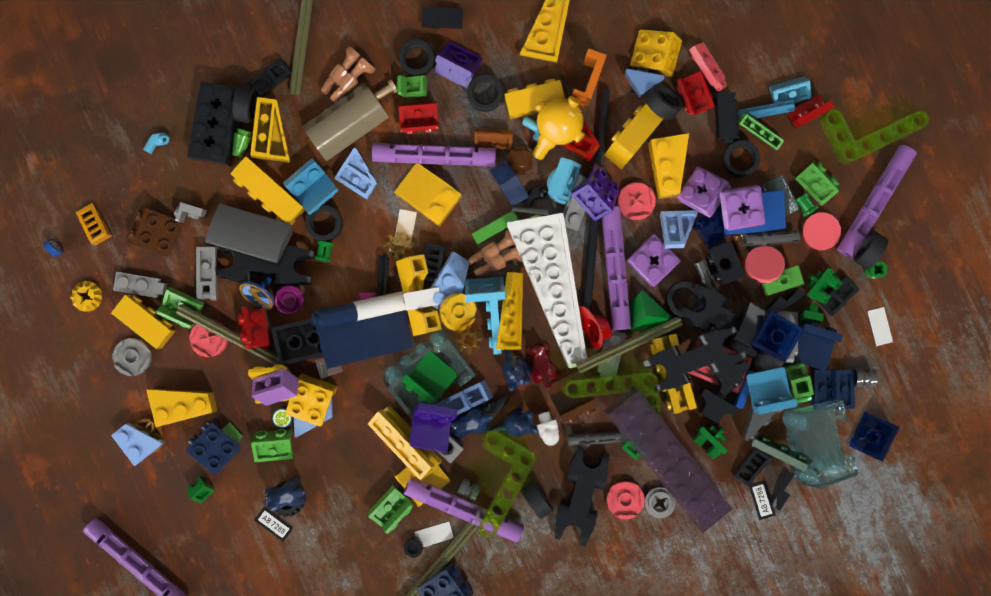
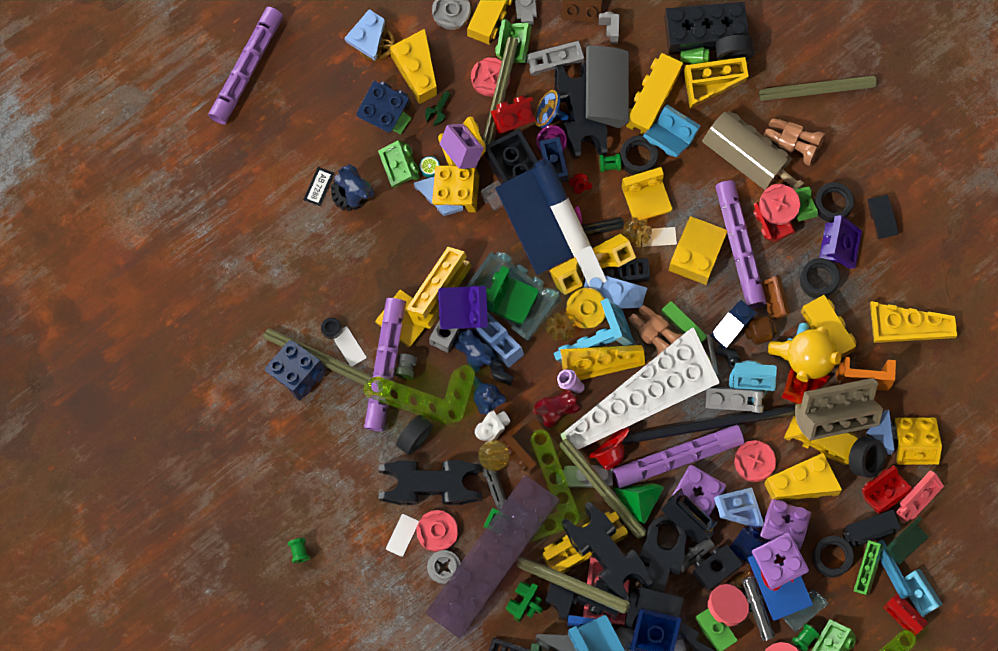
camera: 75 degrees right, 15 degrees down
(200, 491) = (335, 106): green tile -> none
(228, 395) = (438, 109): none -> dark green bar
(270, 78) = (768, 69): black slope -> none
(308, 303) = (552, 150): none -> dark blue slope
(336, 284) = (582, 179): none -> red plate
(356, 175) = (696, 175): light blue wing -> none
(365, 226) = (646, 194): none -> yellow bracket
(390, 509) = (365, 293): bright green bracket -> none
(408, 108) = (779, 204): none -> coral tile
(515, 370) = (543, 379): dark blue animal -> none
(523, 347) = (568, 380): none -> lavender cone
(576, 435) = (493, 455): none -> clear yellow piece
(597, 194) = (751, 413): dark purple bracket -> none
(620, 530) = (402, 535): none -> white sticker
(622, 114) = (838, 409): none -> dark tan brick
(677, 275) = (689, 517): none -> black window
(715, 395) = (573, 584): none -> olive axle
(746, 90) = (907, 542): none -> clear green panel

